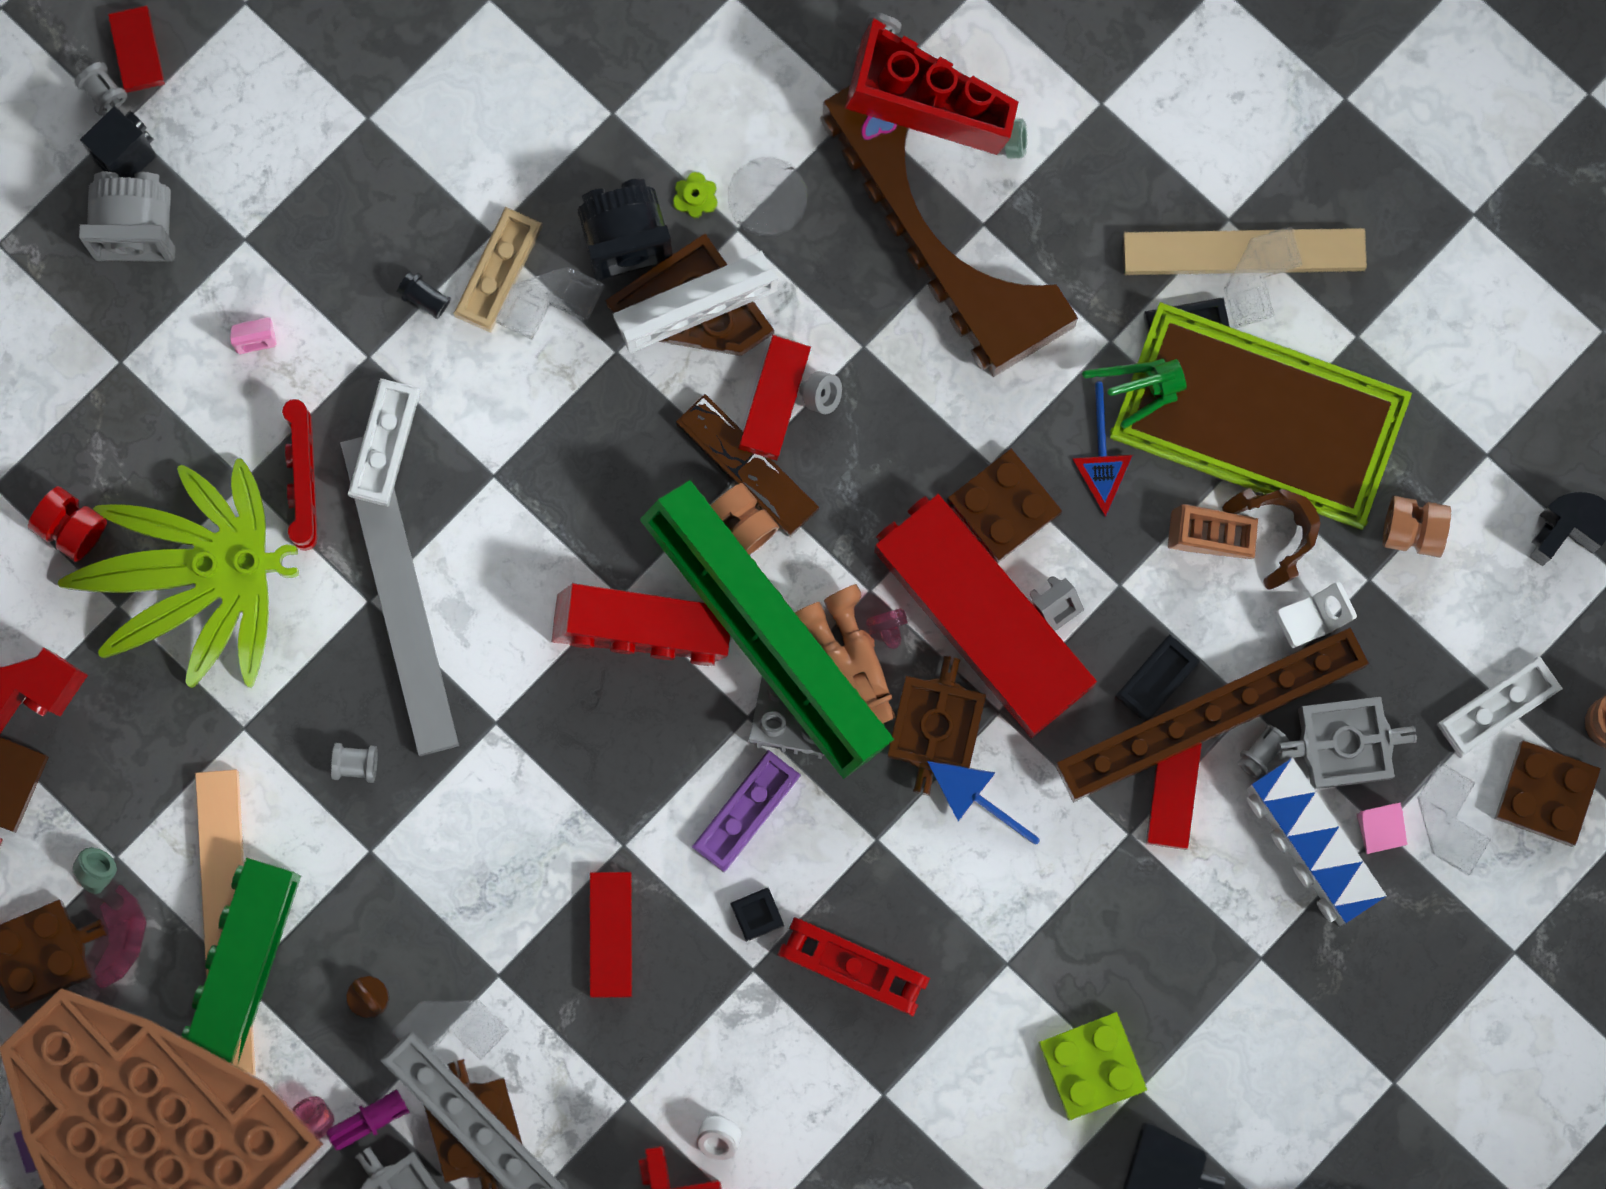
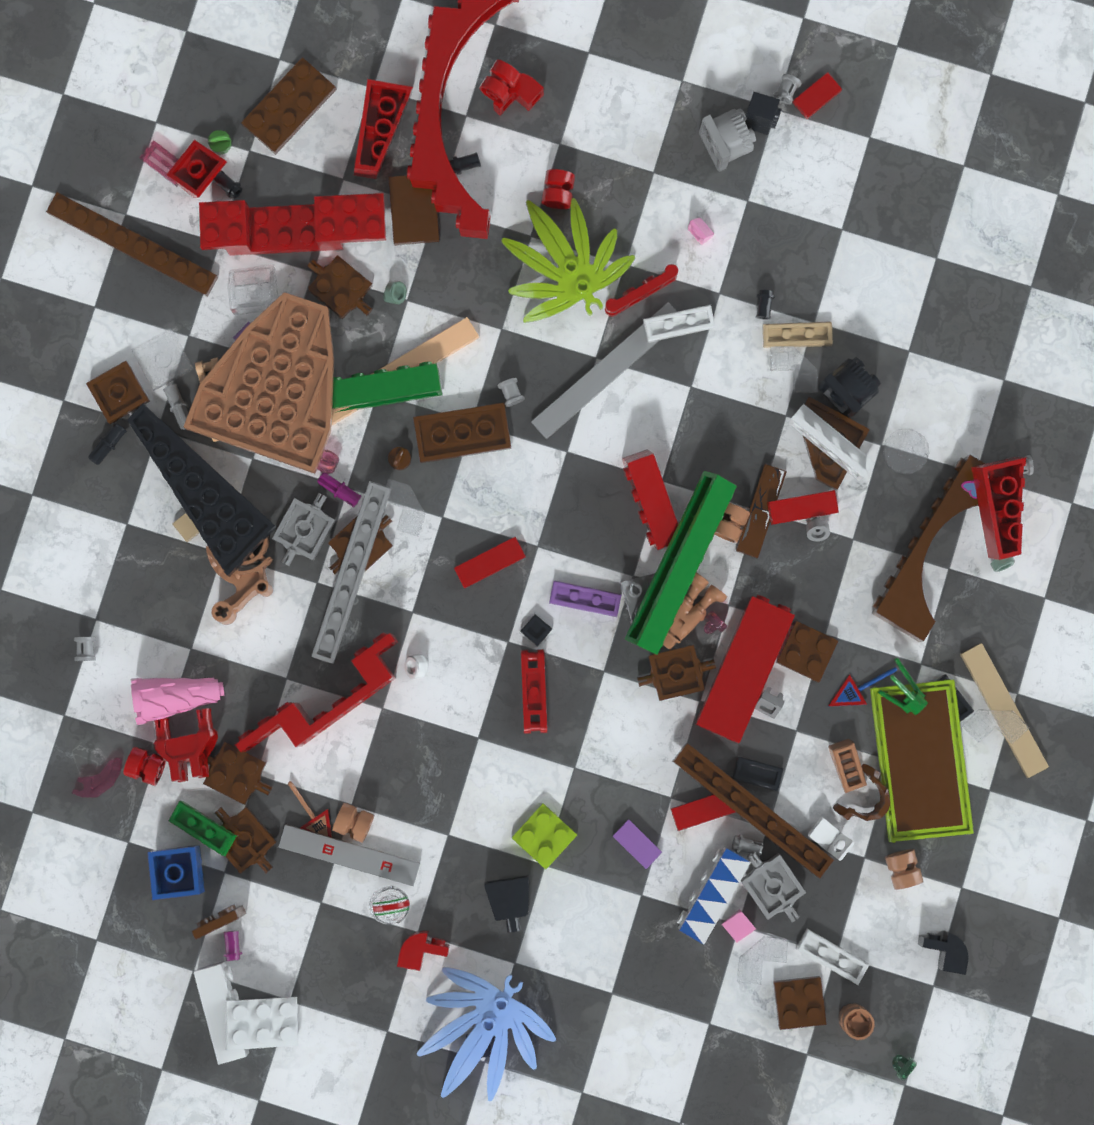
camera: 65 degrees right, 5 degrees up
(126, 935) = (370, 325): clear pink piece -> none
(379, 874) = (462, 432): none -> reddish brown plate
(704, 202) = (887, 421): lime plant -> none
(964, 786) = (651, 702): blue piece -> none
(1177, 923) = (637, 844): none -> medium lavender tile

